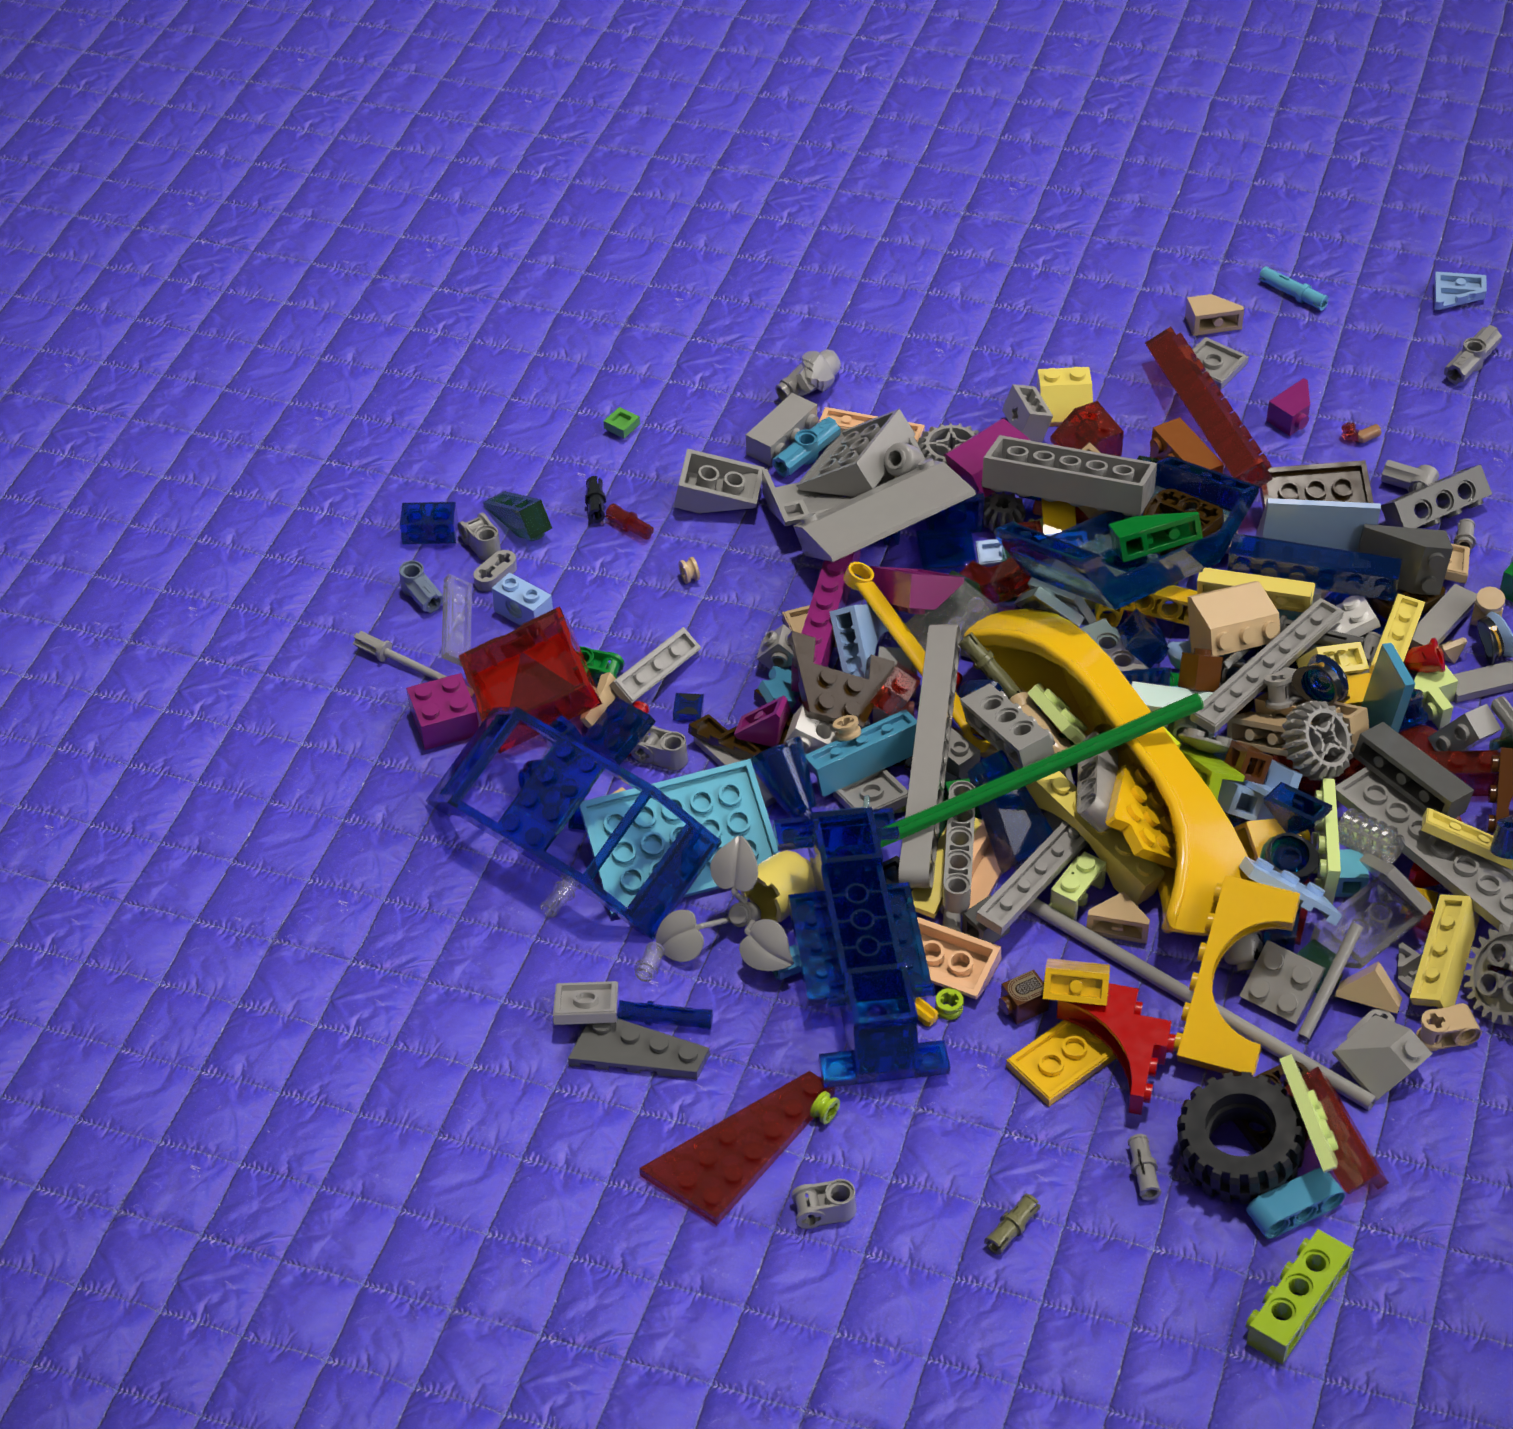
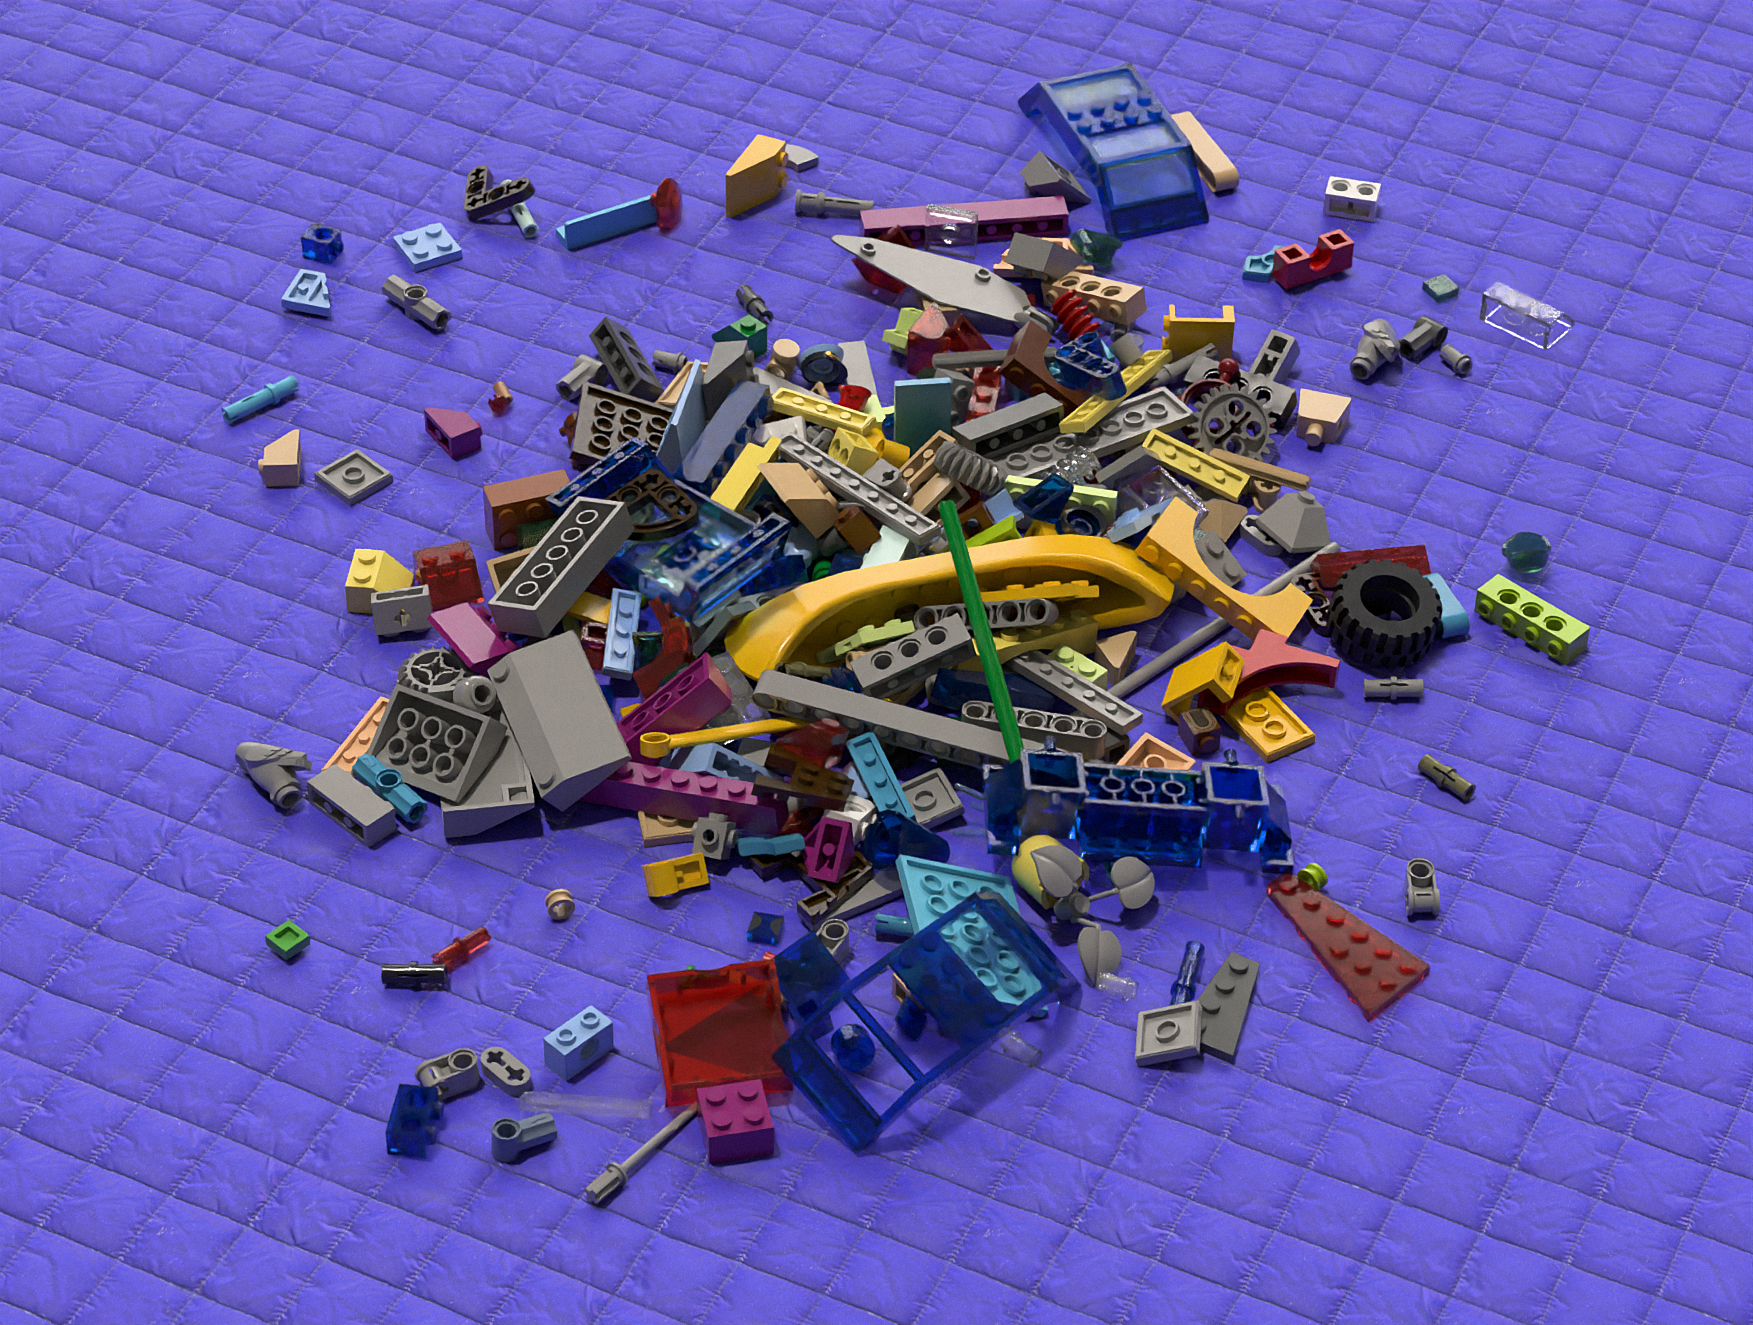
camera: 85 degrees left, 5 degrees down
(520, 514) = (422, 1038): slope -> none
(655, 666) = (707, 936): light grey tile -> none
(717, 484) = (433, 864): light grey slope -> none
(732, 629) = (675, 874): none -> yellow plate
(847, 728) = (859, 779): tan bush -> none
(1153, 533) = (680, 519): green slope -> none
(1208, 410) = (455, 474): clear red brick -> none
(1312, 1114) = (1413, 555): yellowish green wing -> none
(1321, 680) = (904, 445): piece -> none
(1330, 981) = (1209, 525): light grey bar -> none
(1415, 1283) = (1527, 552): none -> helmet
(1451, 1007) = (1263, 470): none -> tan axle

